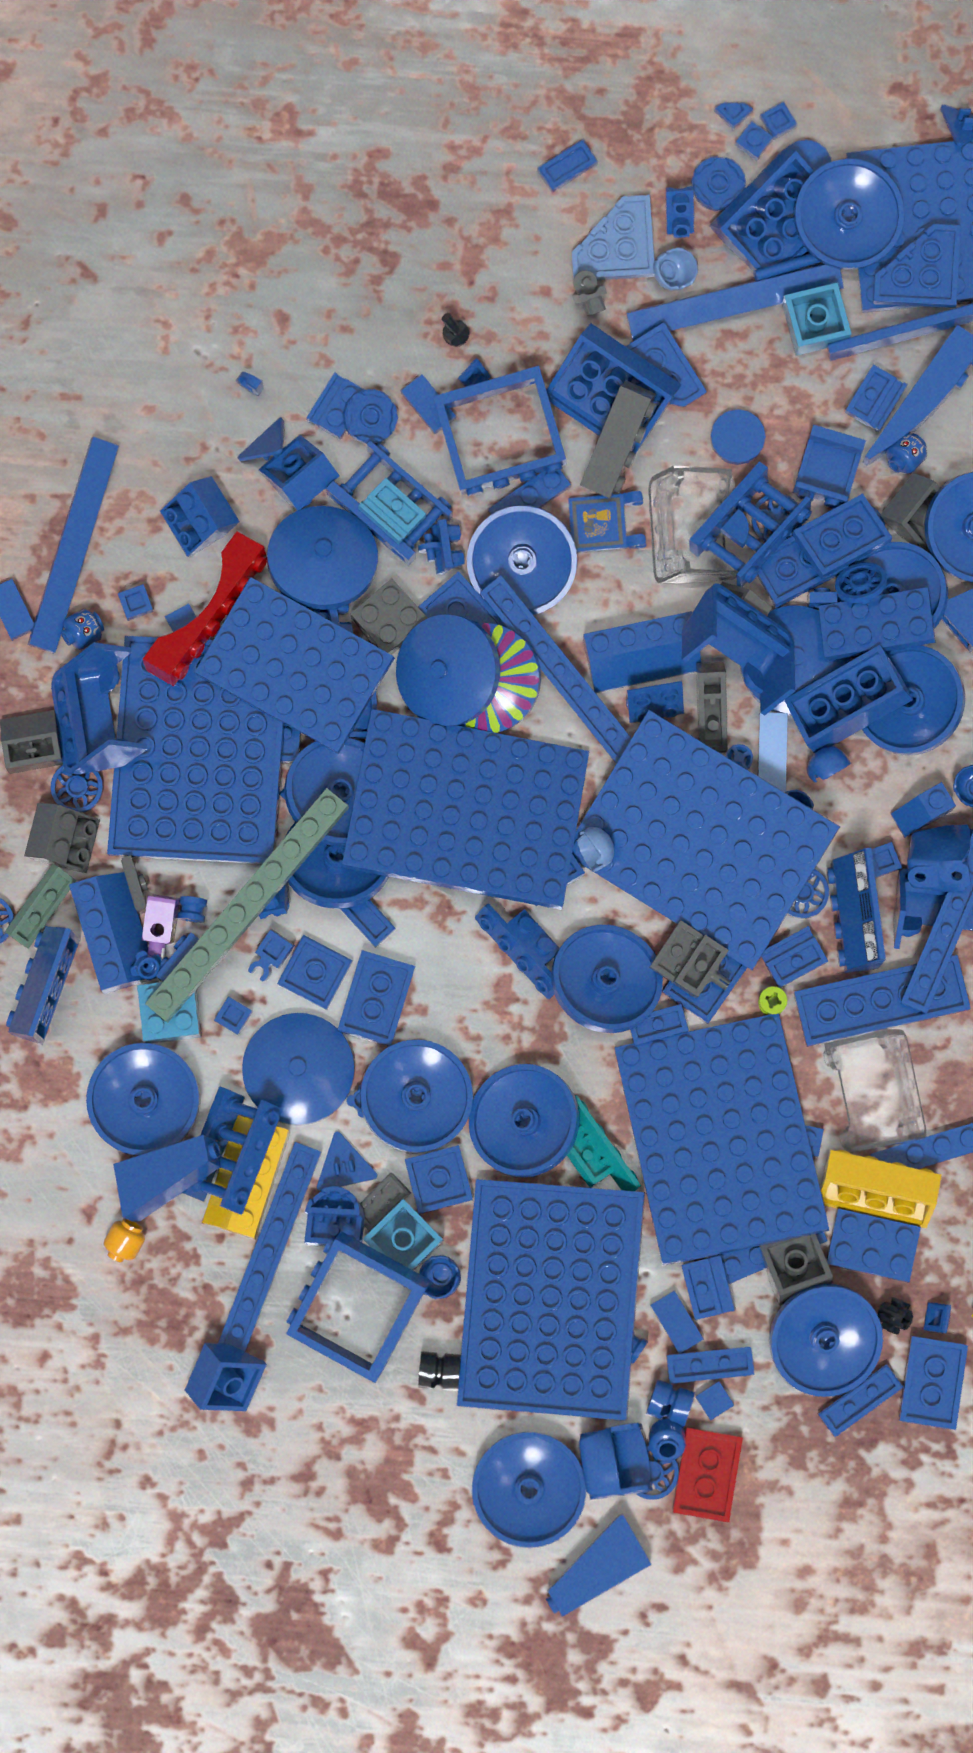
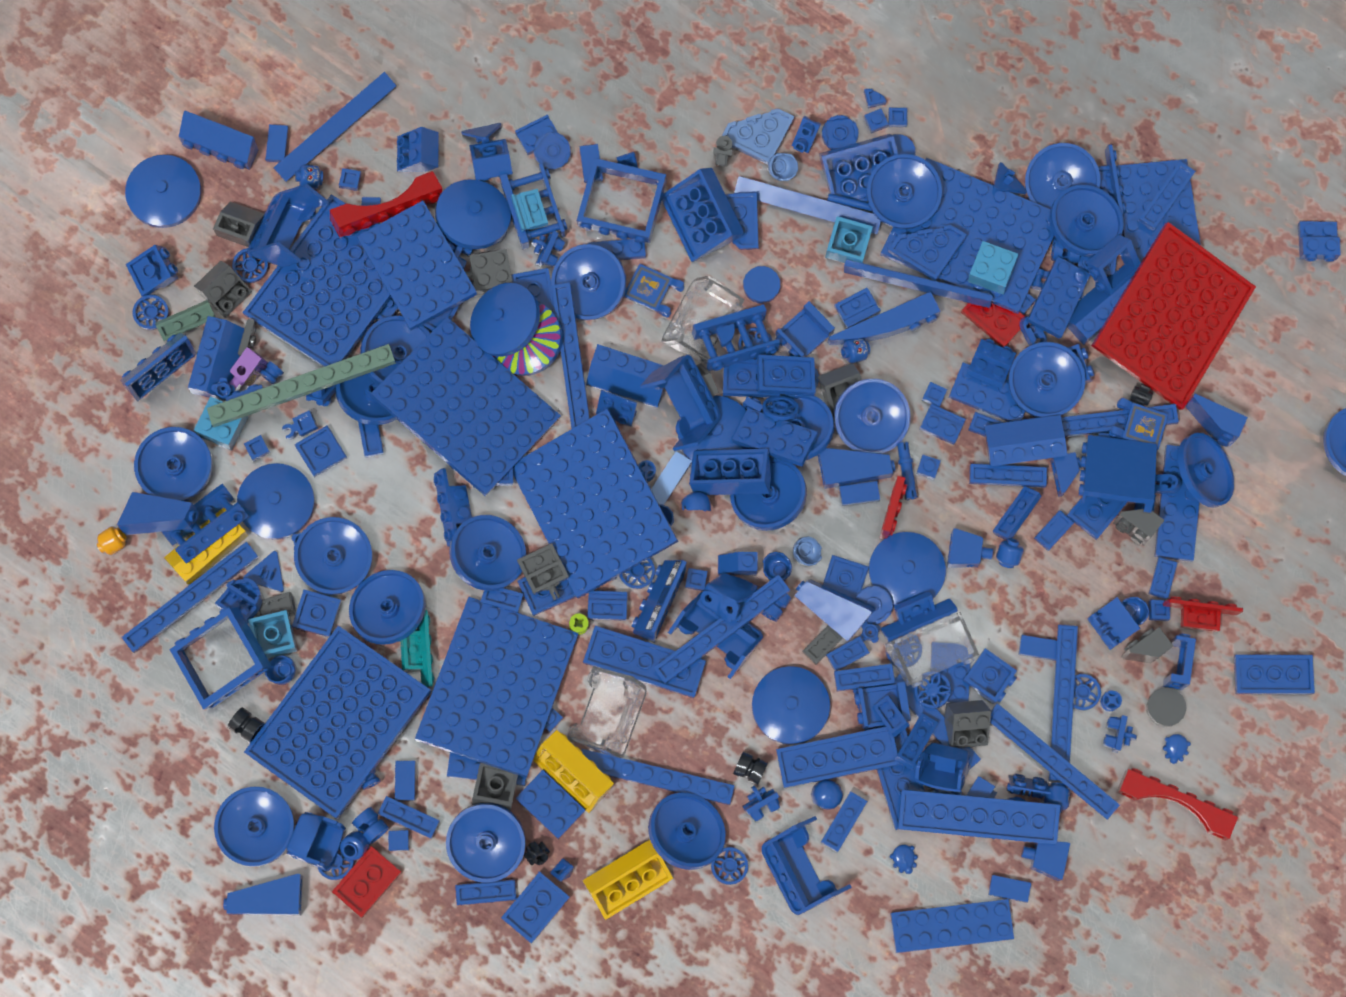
camera: 25 degrees right, 5 degrees down
(224, 1378) = (117, 654): blue slope -> none
(250, 383) = (495, 93): blue tile -> none
(376, 998) = (346, 486): blue plate -> none
(455, 331) = (632, 131): black plate -> none
(567, 166) = (757, 74): blue tile -> none
(596, 848) = (527, 471): medium blue hair -> none
(618, 439) = (687, 243): dark grey brick -> none
(708, 1287) = (436, 770): blue plate -> none
(712, 704) = (649, 430): dark grey slope -> none

